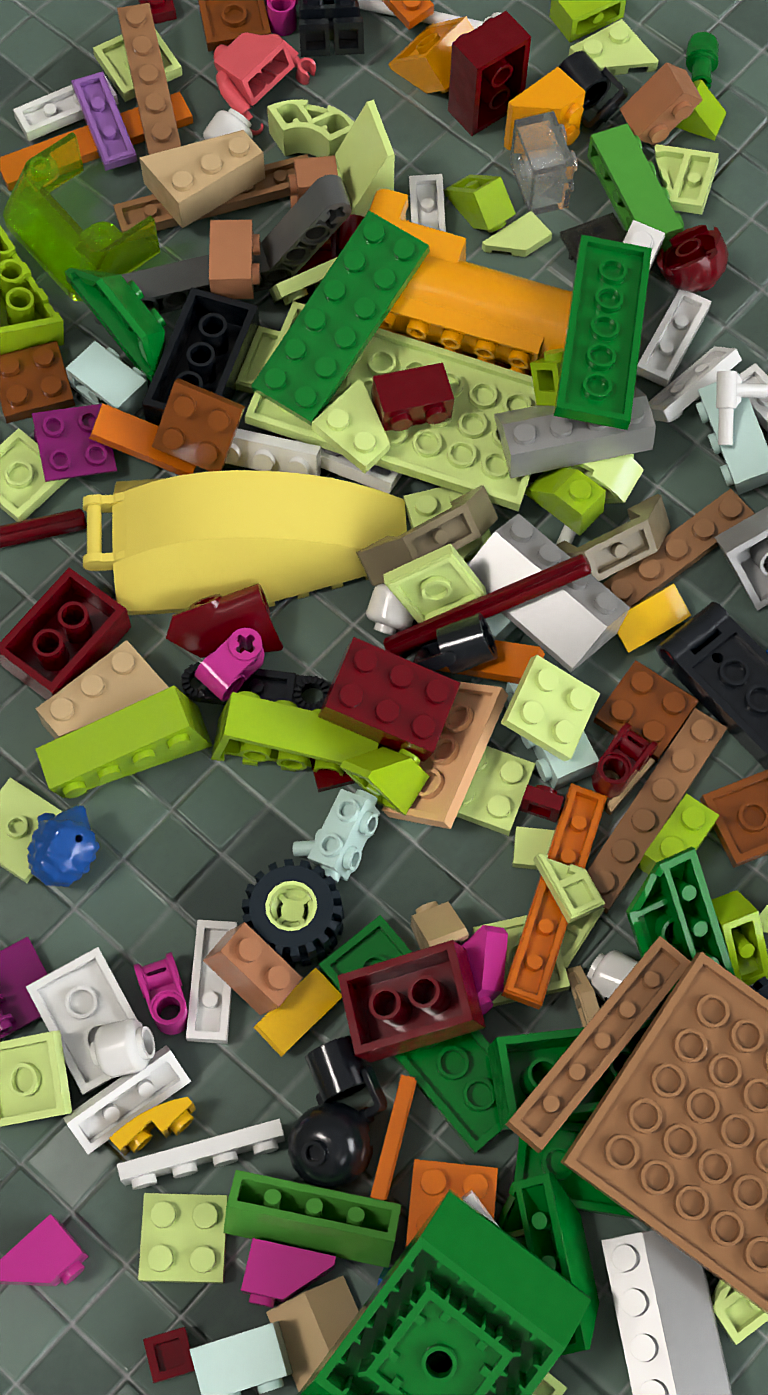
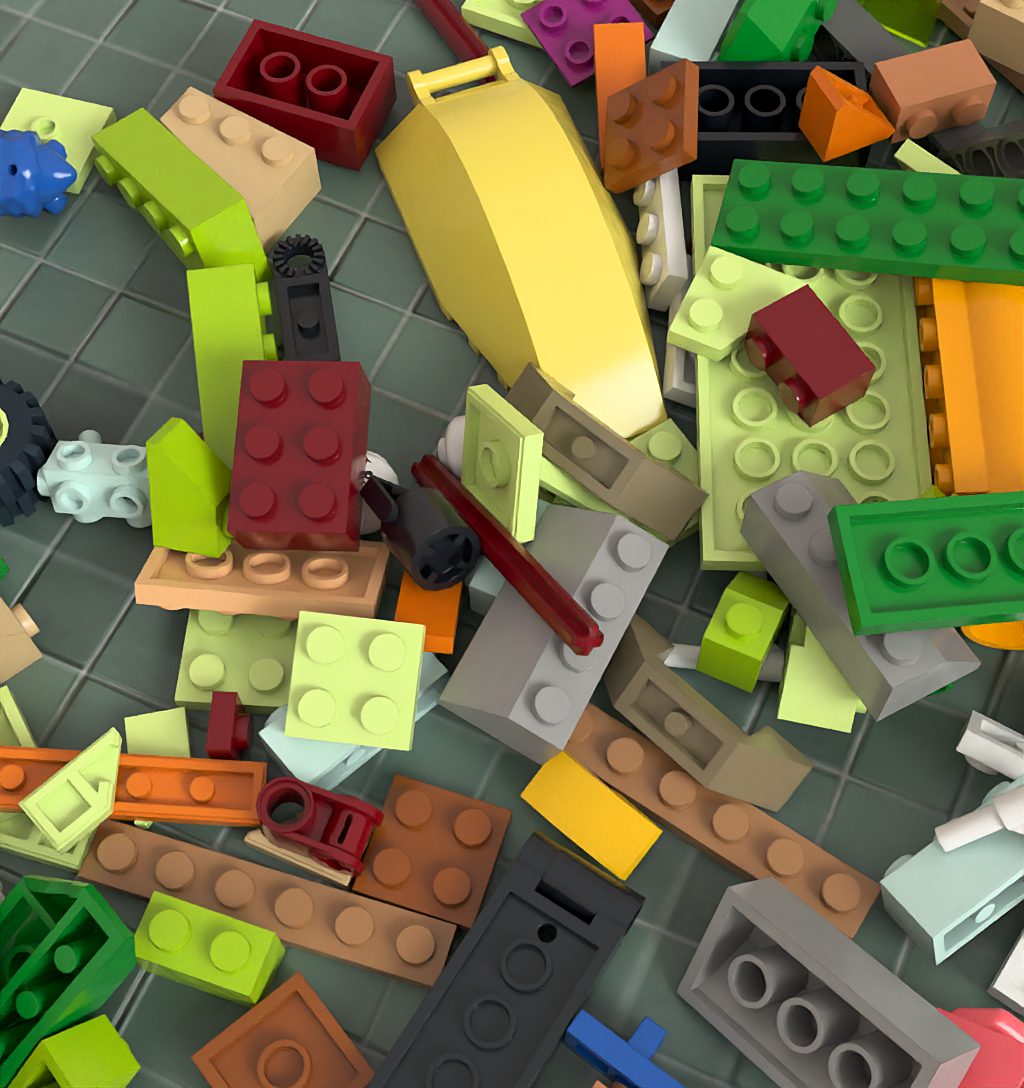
camera: 75 degrees right, 5 degrees down
(215, 618) = (387, 260): dark red panel -> none
(227, 667) = (318, 274): dark pink piece -> none
(243, 316) = (840, 116): none -> orange slope

